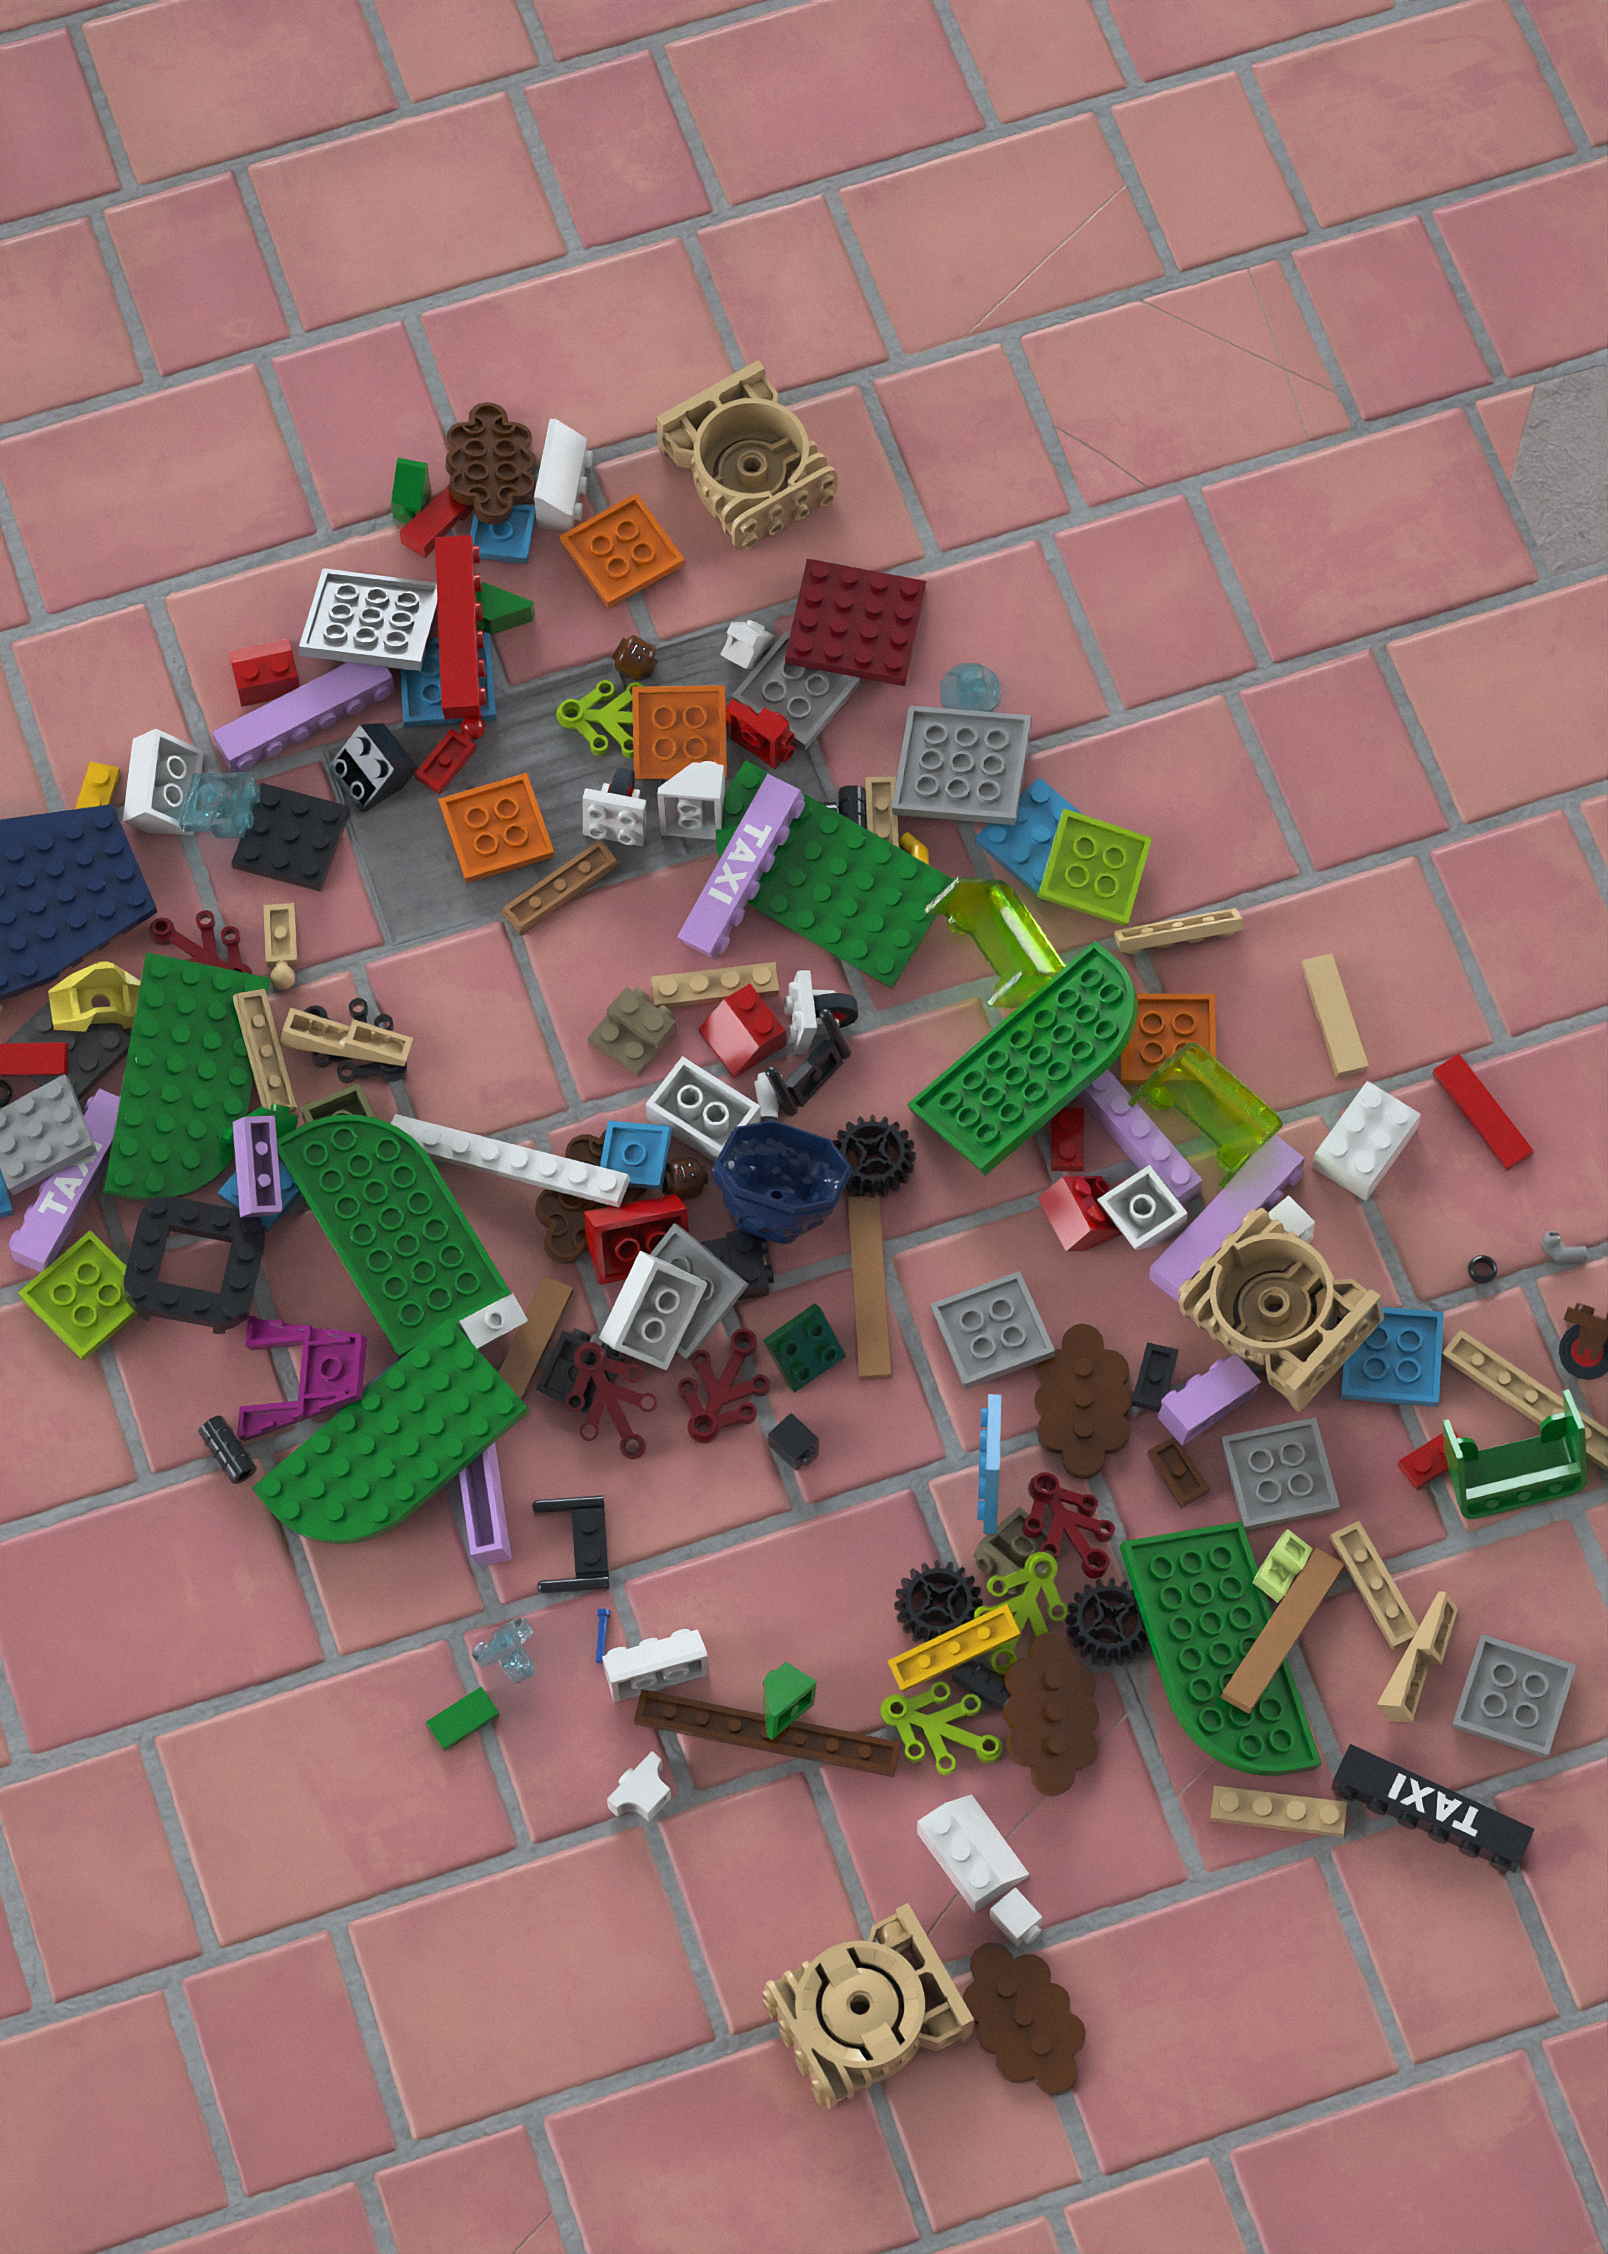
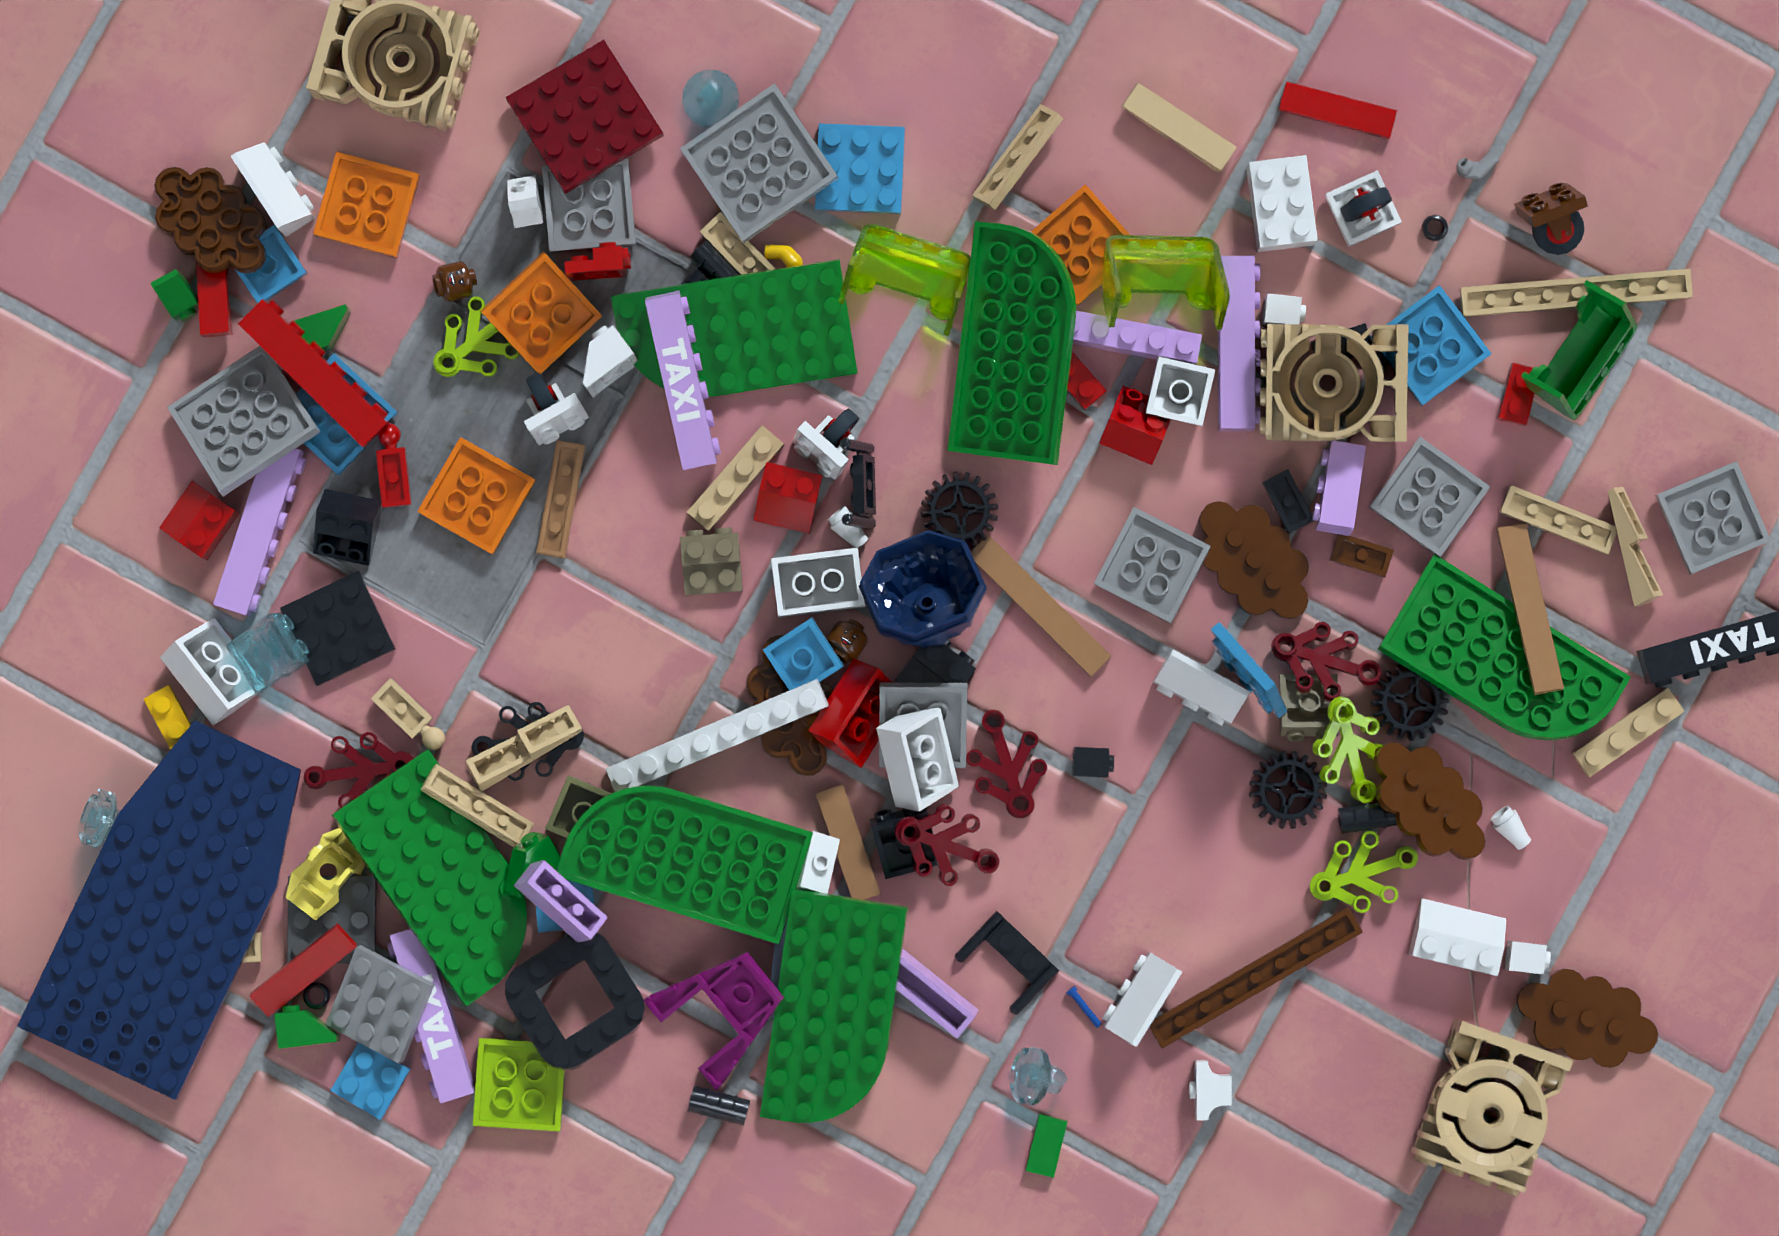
camera: 45 degrees left, 20 degrees up
(786, 1697) = (1248, 946): green slope -> none
(804, 1347) = (1040, 692): dark green plate -> none
(941, 1457) = (1200, 688): none -> white slope
(954, 1648) = (1331, 815): yellow plate -> none
(1094, 867) = (921, 161): lime plate -> none
(1102, 1798) = (1510, 826): none -> white cone
(1282, 1565) = (1485, 558): yellowish green slope -> none
(1433, 1202) = (1363, 208): none -> white plate

